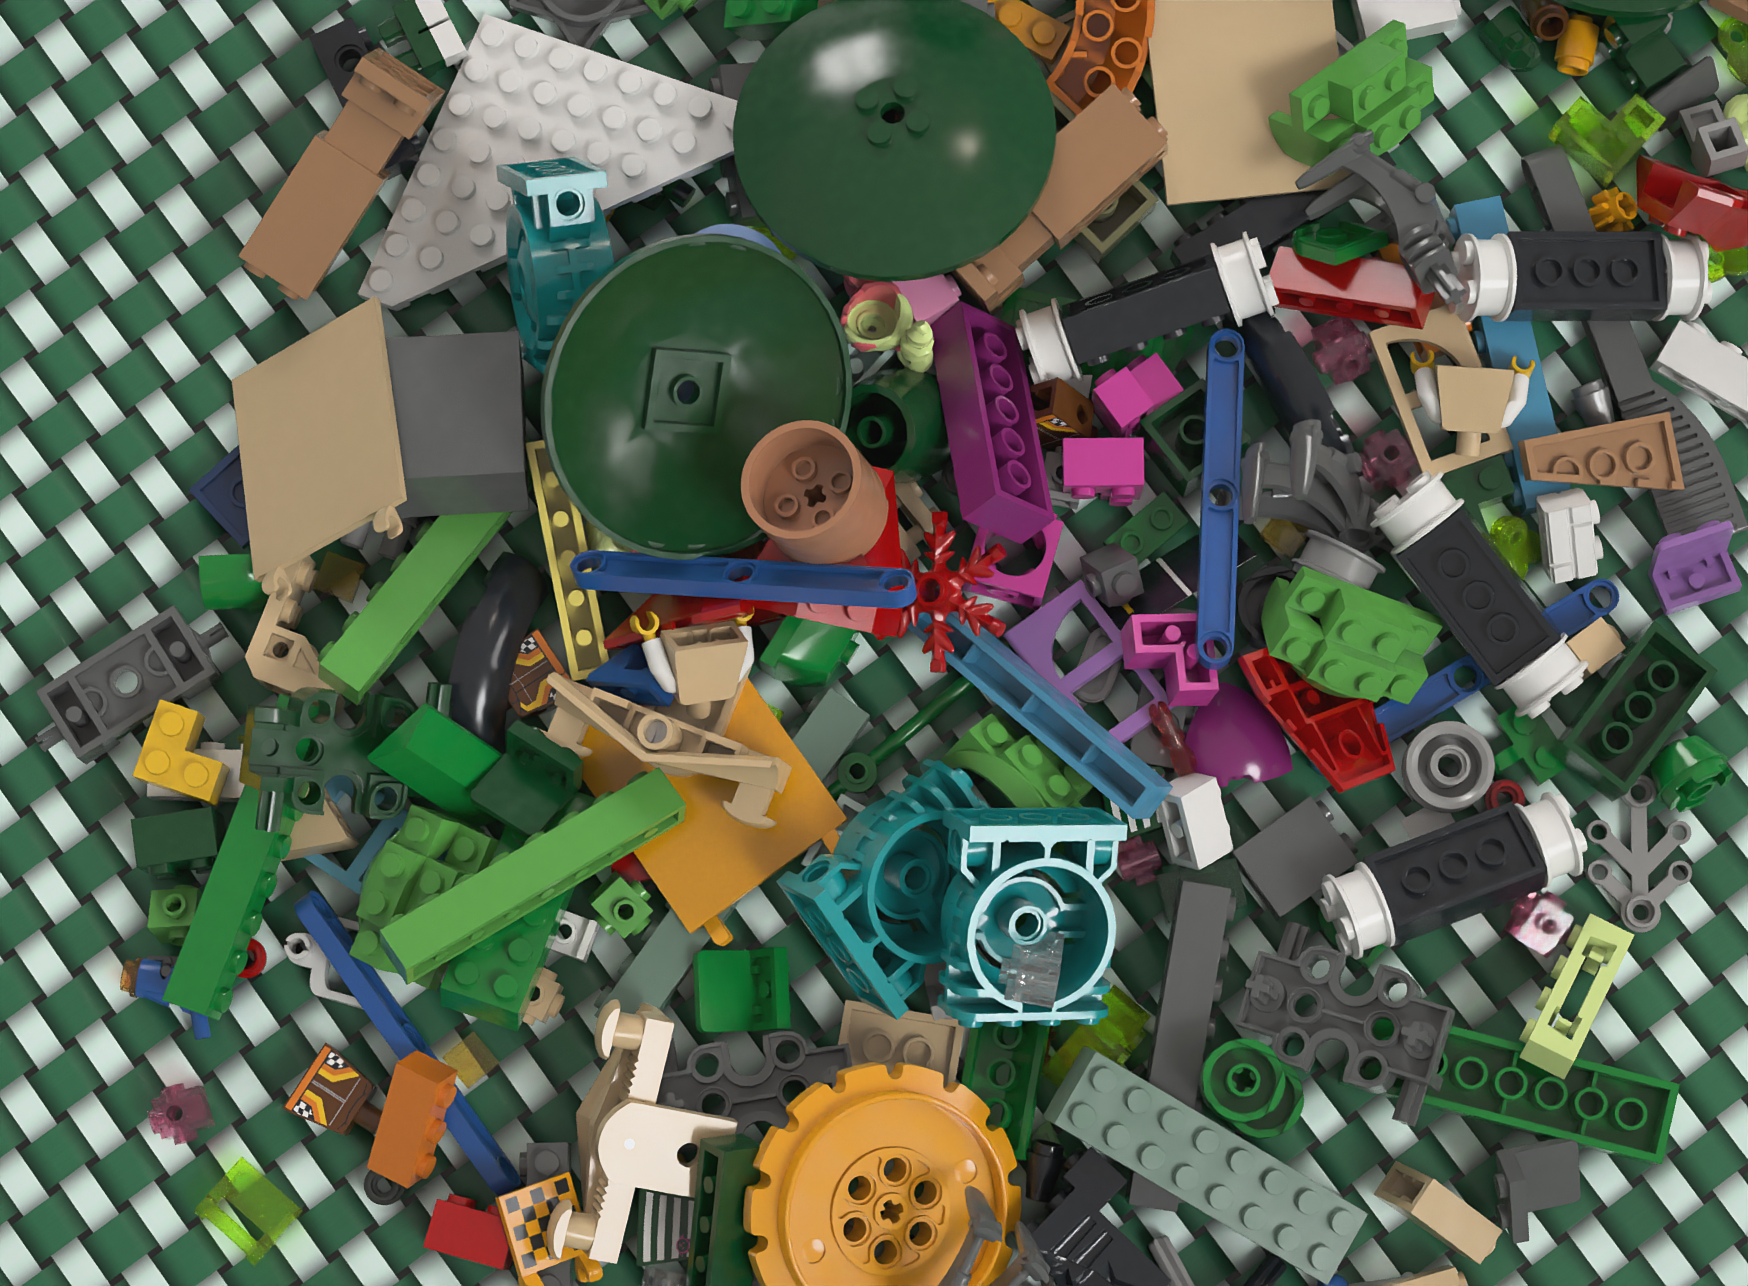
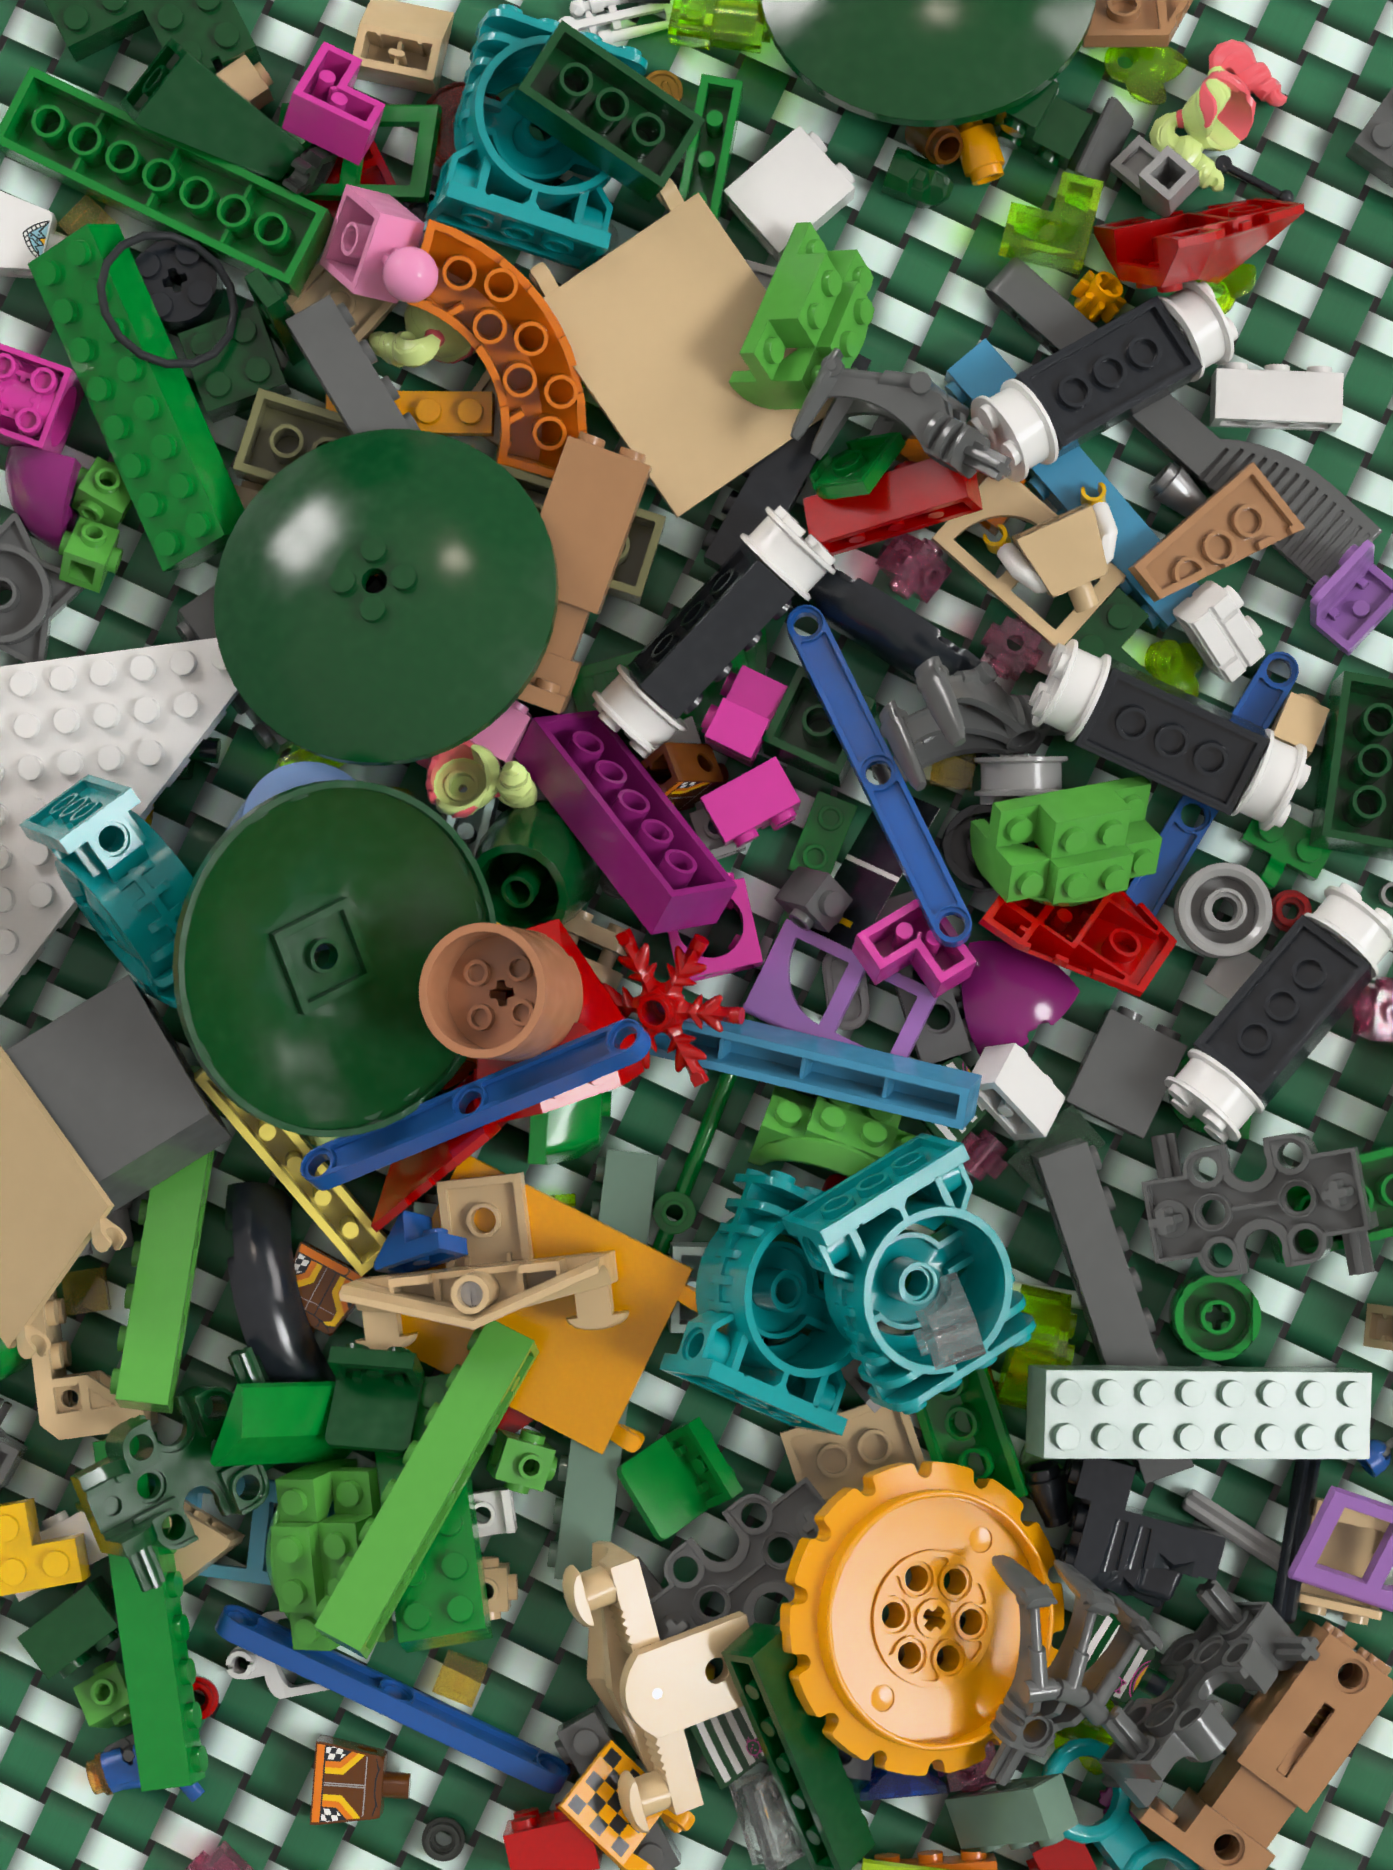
camera: 25 degrees left, 5 degrees up
(413, 1119) = (438, 1769): orange brick -> none
(698, 661) = (472, 1201): tan torso -> none
(1172, 737) = (955, 1026): clear red piece -> none
(1262, 1070) = (1211, 1334): green brick -> none

